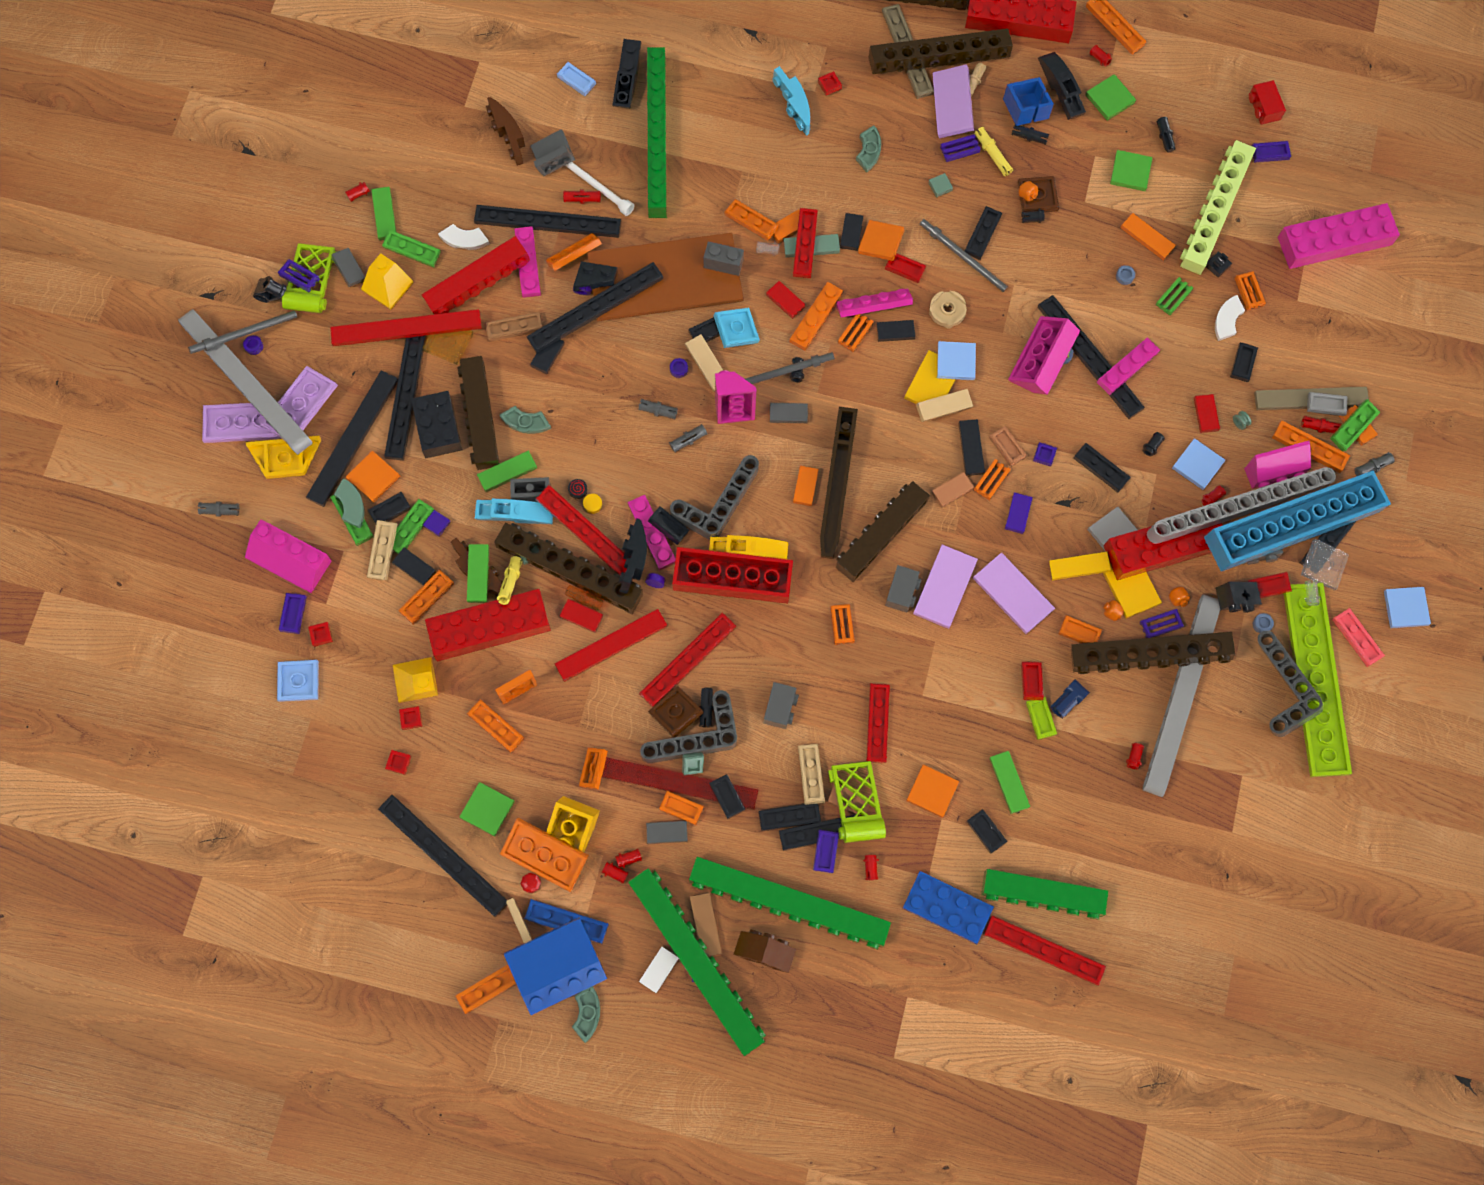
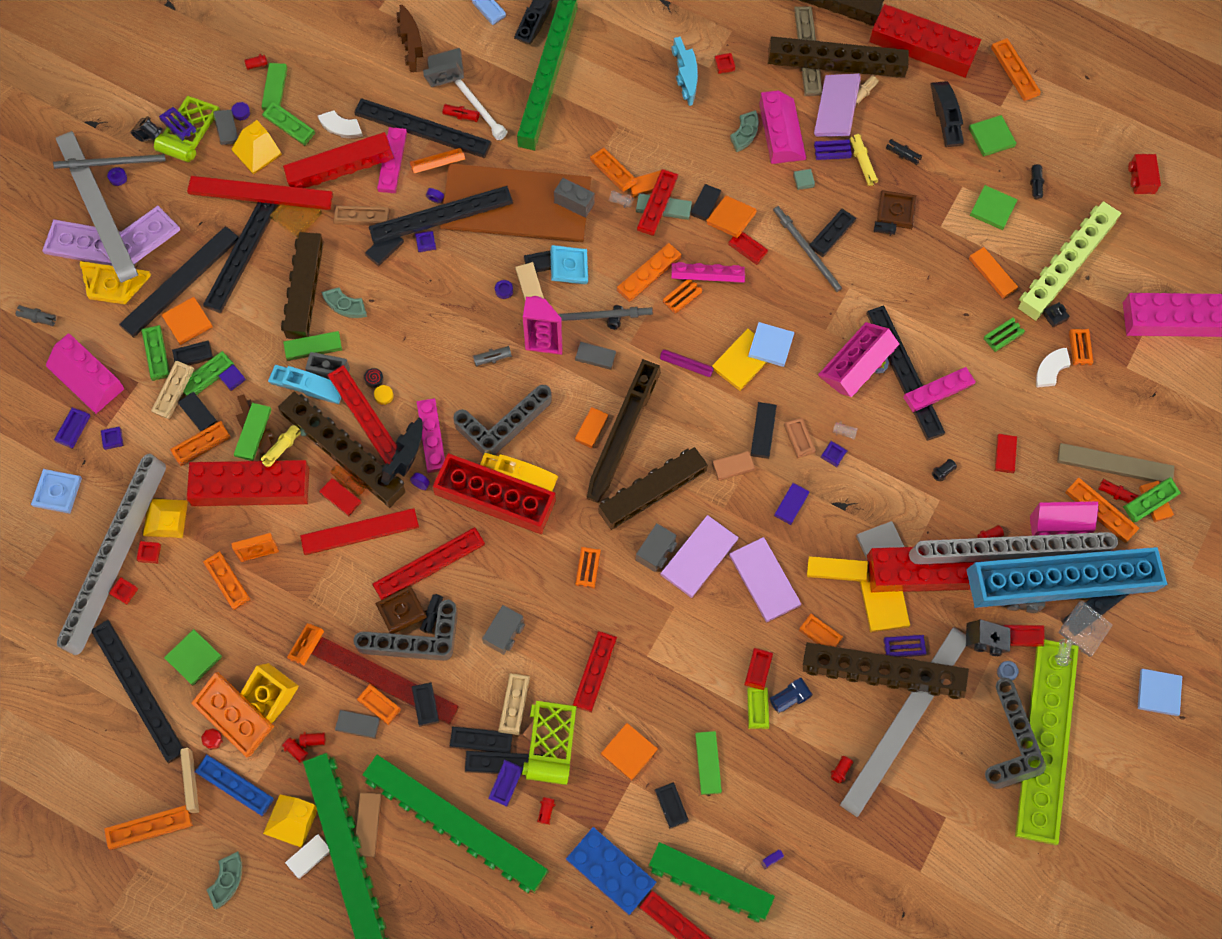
camera: 15 degrees right, 5 degrees down
(320, 634) = (90, 453): red plate -> none
(336, 613) = (112, 438): none -> dark purple tile
(351, 502) = (158, 341): sand green tile -> none
(357, 246) = (240, 111): none -> dark purple tile
(375, 729) = (111, 555): none -> light grey beam
(436, 424) = (260, 286): black brick -> none
(555, 966) = (207, 824): blue slope -> none
(586, 337) = (425, 241): none -> dark purple tile
(594, 276) = (448, 185): black wing -> none
(631, 940) = (291, 820): none -> yellow slope
(658, 409) = (472, 322): dark grey pin -> none
(668, 525) = (448, 432): black tile -> none
(692, 763) = (401, 663): sand green tile -> none
(765, 950) = (415, 864): reddish brown brick -> none
(785, 299) = (624, 250): red tile -> none
(878, 398) = (686, 363): none -> magenta axle
(895, 330) = (721, 303): black tile -> none
(904, 137) = (781, 127): none -> dark pink slope
(944, 405) = (747, 383): tan tile -> none
(947, 299) = (774, 303): tan plate -> none
(1000, 467) = (786, 455): orange tile -> none
(1028, 101) = (909, 120): blue piece -> none
(1028, 191) = (887, 203): orange piece -> none
(1049, 428) = (844, 430): none -> clear pin
(1094, 857) = (772, 859): none -> dark purple tile
(1101, 467) = (886, 480): black tile -> none
(1104, 58) = (993, 96): red pin -> none
(1113, 610) = (860, 621): orange piece -> none
(1125, 275) = (961, 303): sand blue tile -> none
(1179, 596) = (930, 624): orange piece -> none
(1198, 464) = (984, 500): light blue tile -> none
(1242, 420) = (1039, 468): sand green bush -> none
(1244, 362) = (1056, 413): black tile -> none
(1271, 151) = (1137, 221): dark purple tile -> none
(1327, 404) = (1129, 472): light grey tile -> none
(1358, 637) = (1101, 709): coral tile -> none
(1375, 464) = (1164, 543): dark grey pin -> none

